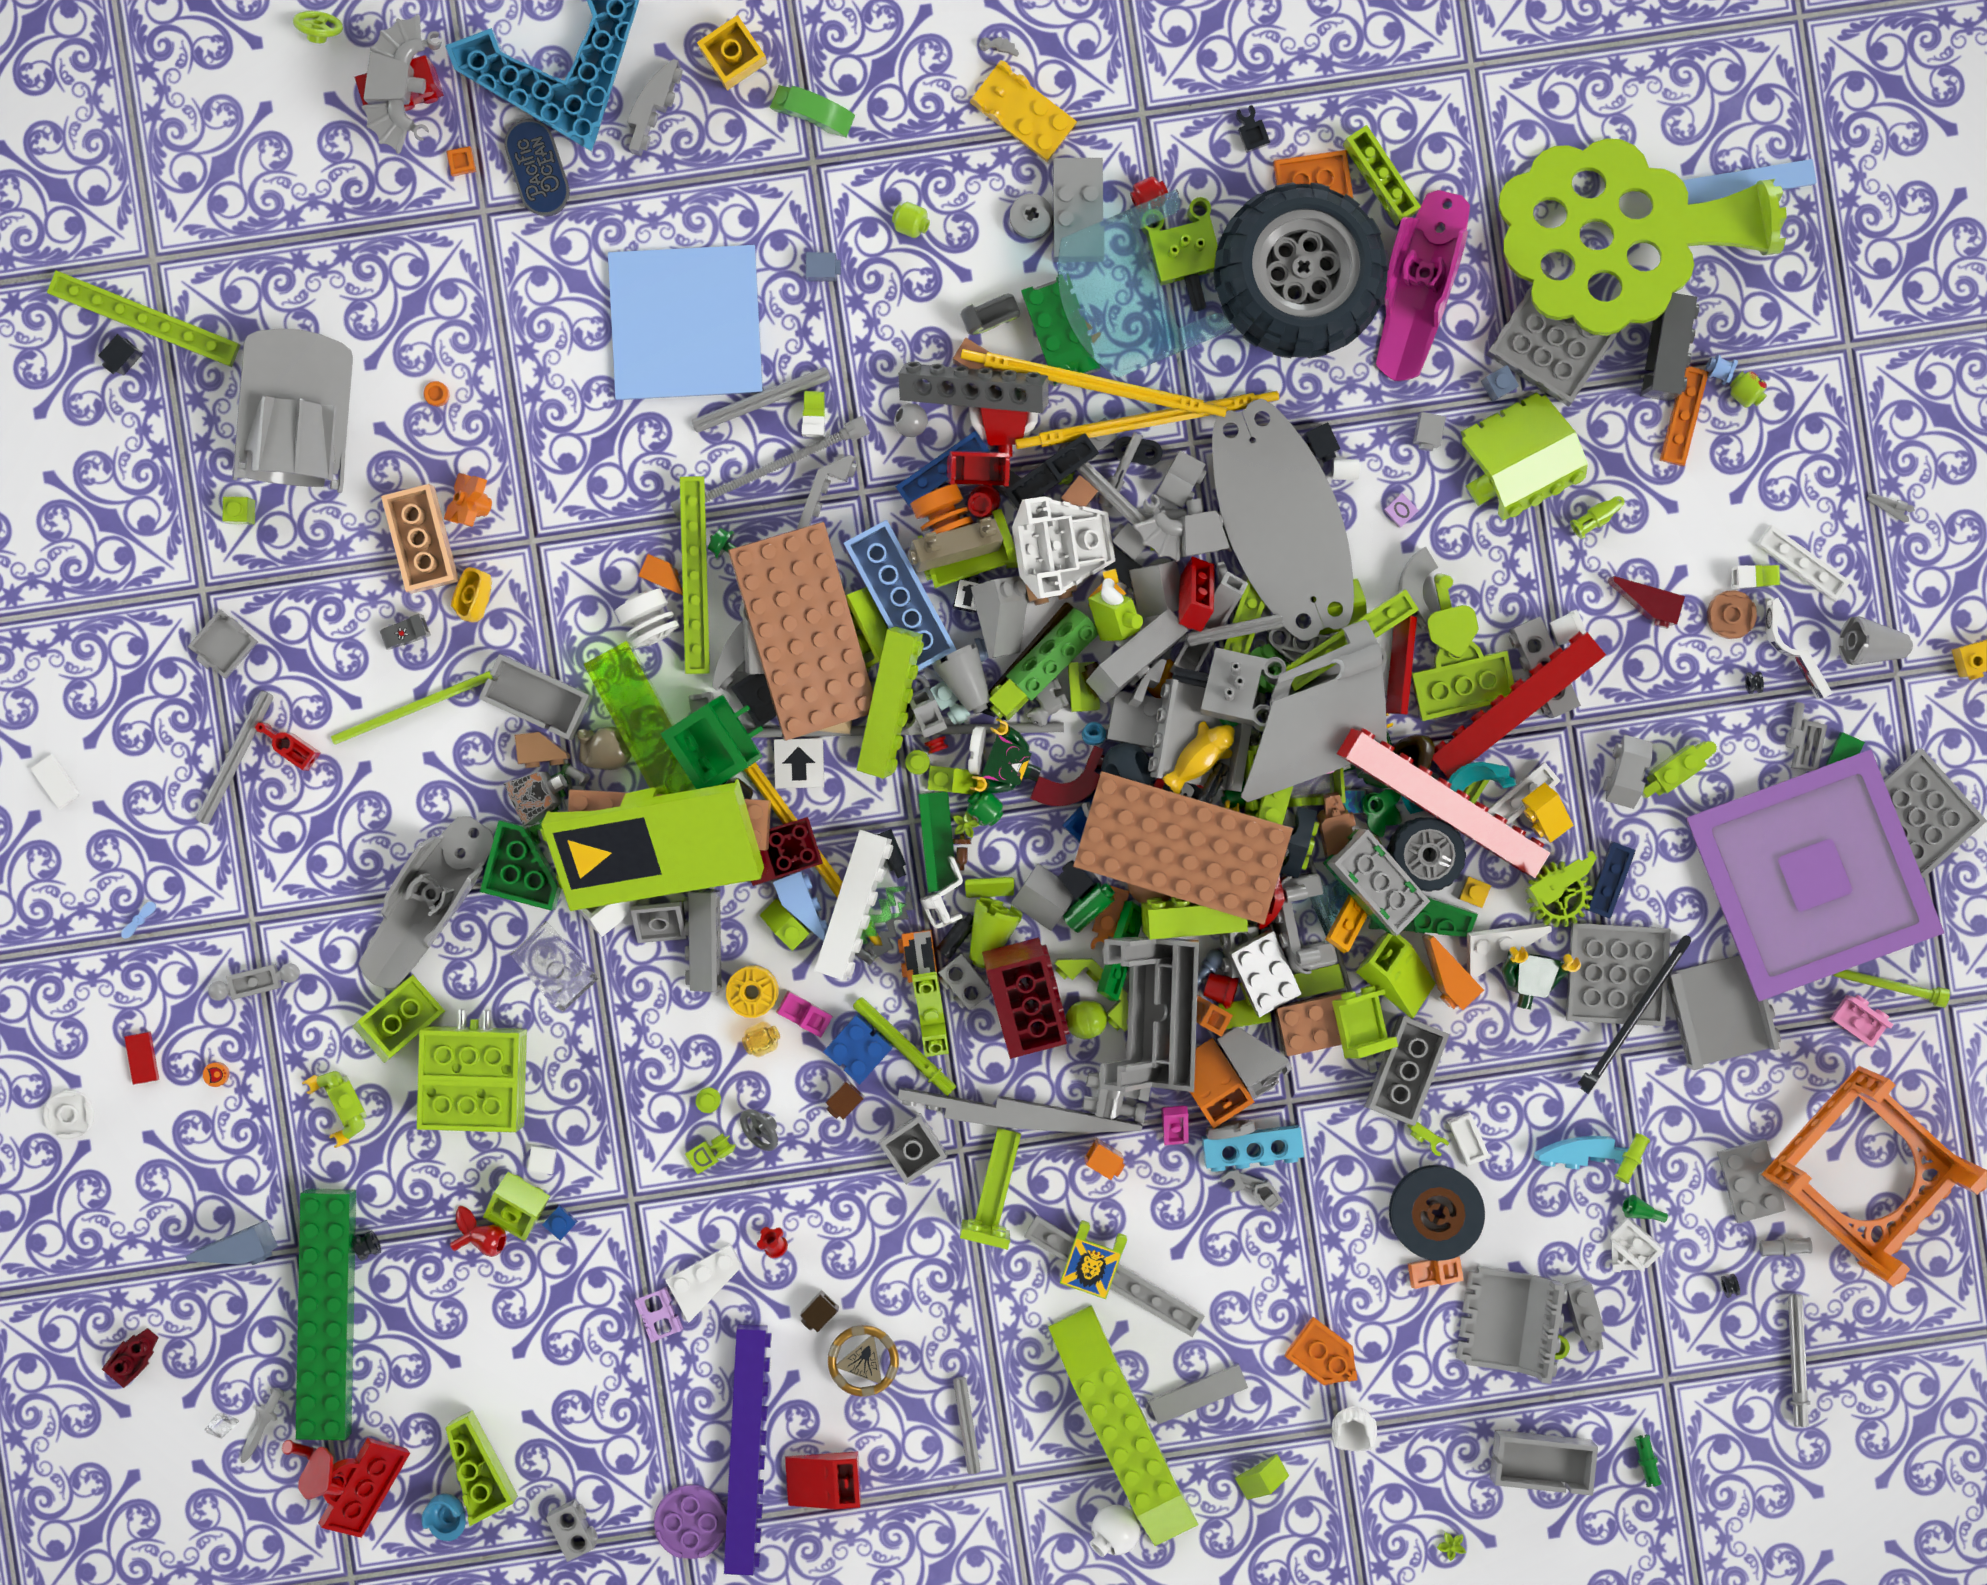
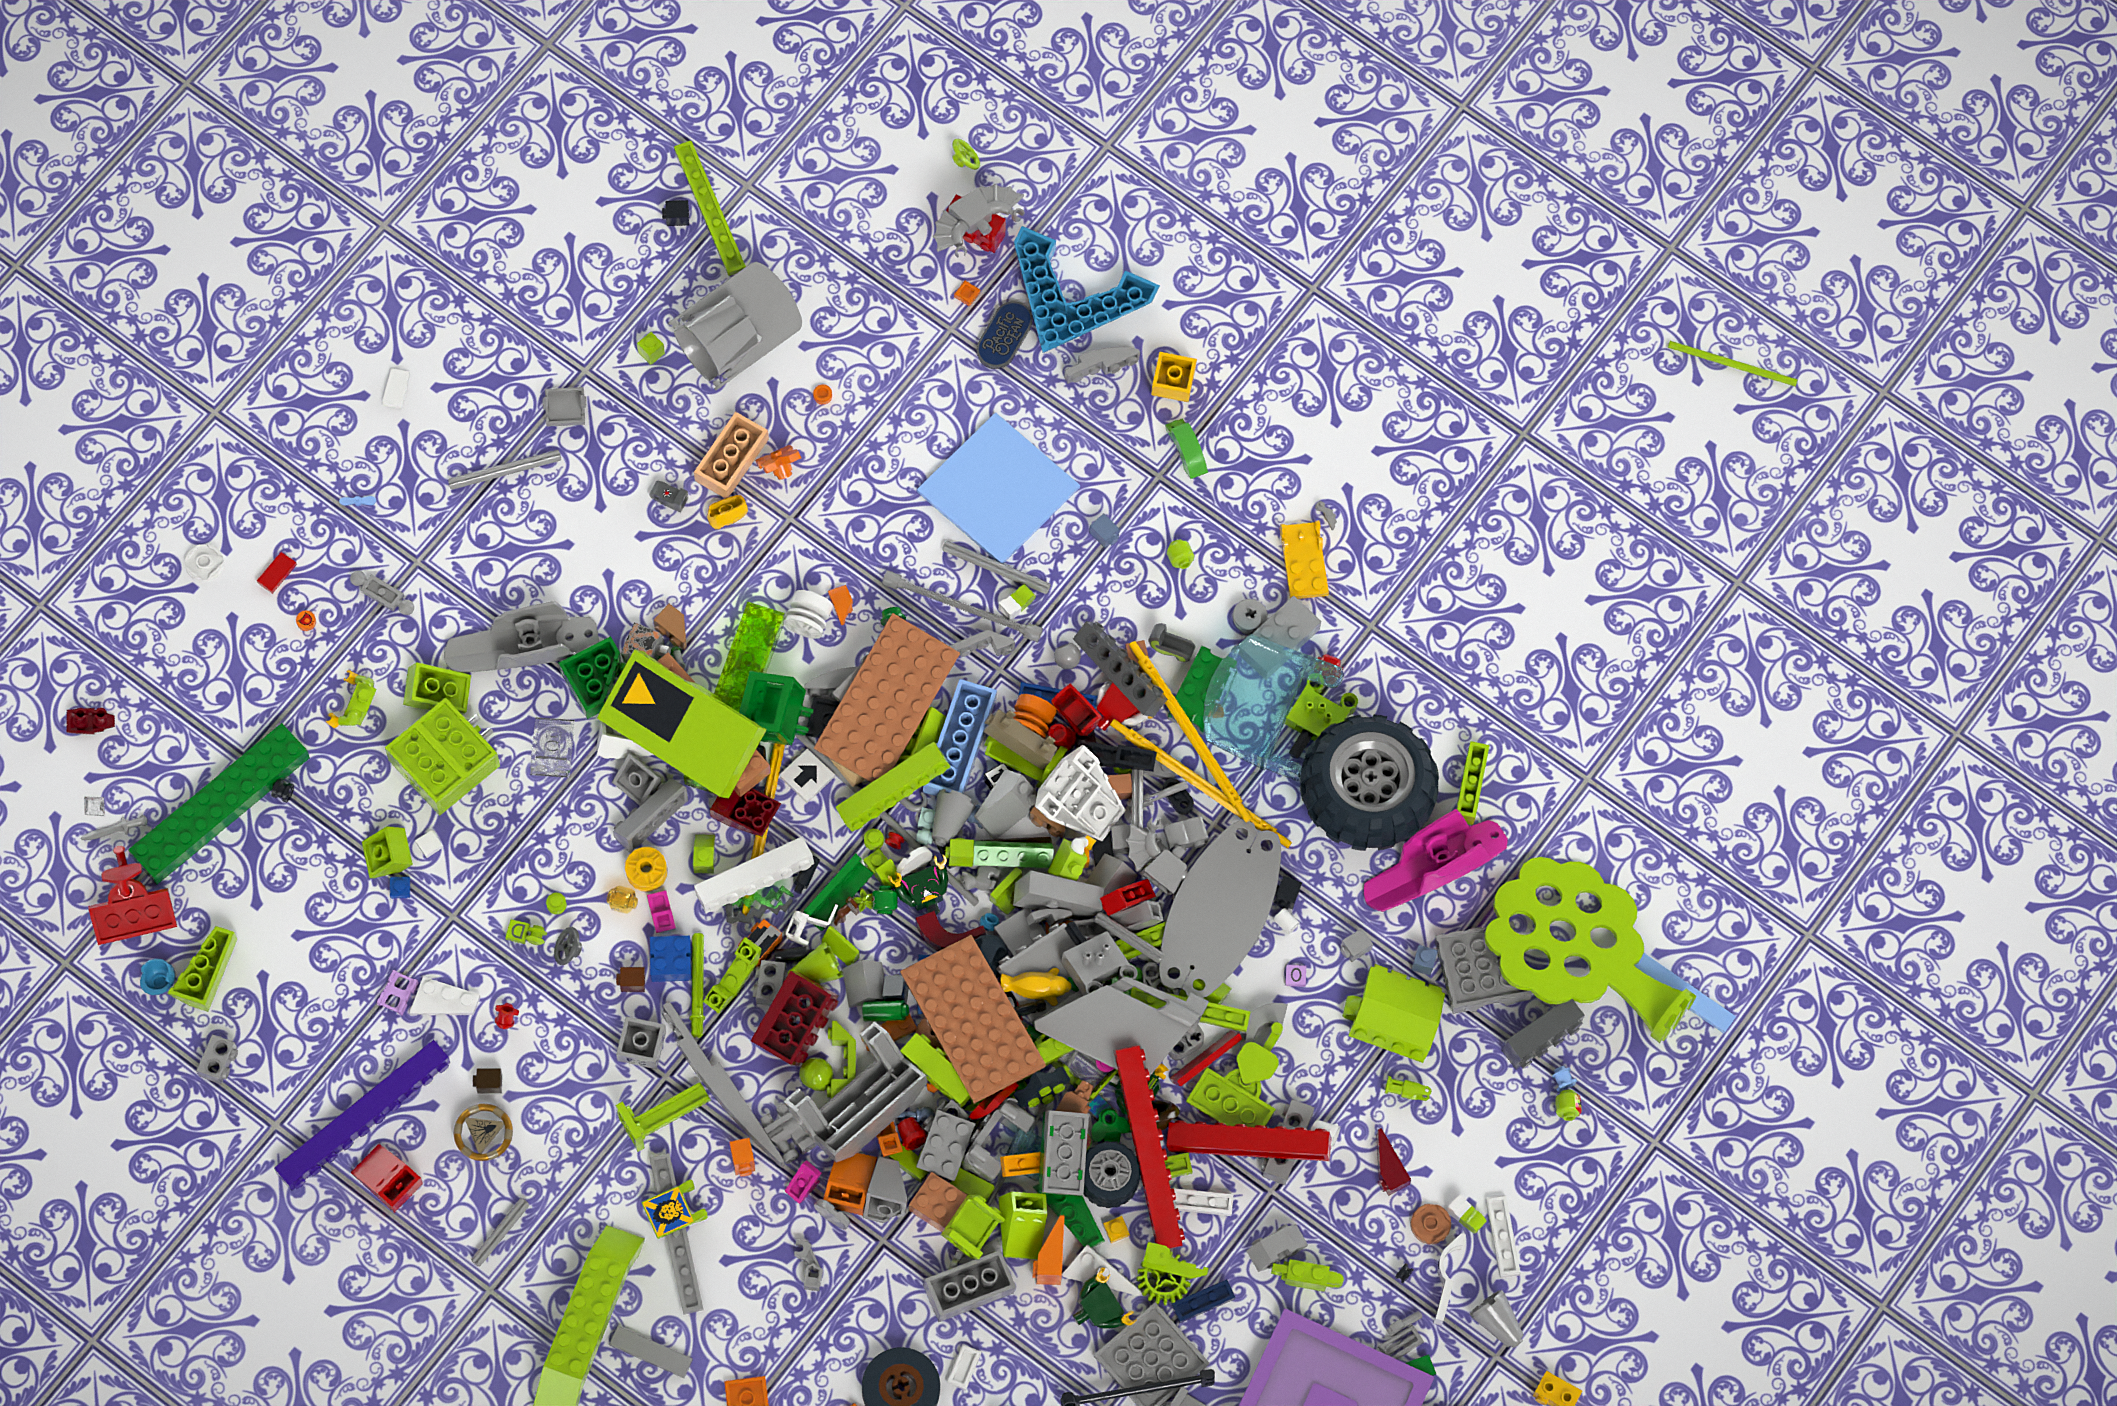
camera: 40 degrees right, 20 degrees down
(244, 1246) = (221, 720): sand blue slope -> none
(299, 751) = (539, 495): red piece -> none
(411, 708) = (628, 538): lime piece -> none
(488, 1239) = (351, 853): red piece -> none
(536, 697) = (702, 596): light grey piece -> none
(603, 749) = (708, 659): dark tan piece -> none
(690, 1522) = (285, 1125): medium lavender tile -> none
(694, 575) = (859, 618): lime plate -> none
(797, 899) = (727, 842): light blue slope -> none
(924, 714) = (905, 815): light grey brick -> none
(1115, 974) = (862, 1057): green plate -> none
(1115, 1530) = (519, 1374): white brick -> none
(1252, 133) = (1422, 692): black plate -> none
(1290, 1152) = (813, 1217): medium azure brick -> none
(1323, 168) = (1443, 751): orange tile -> none
(1420, 1133) = (941, 1333): lime plate -> none
(1469, 774) = (1177, 1153): teal piece -> none
(1546, 813) = (1204, 1220): yellow brick -> none
(1684, 418) = (1515, 1085): orange tile -> none
(1891, 506) = (1589, 1257): light grey piece -> none

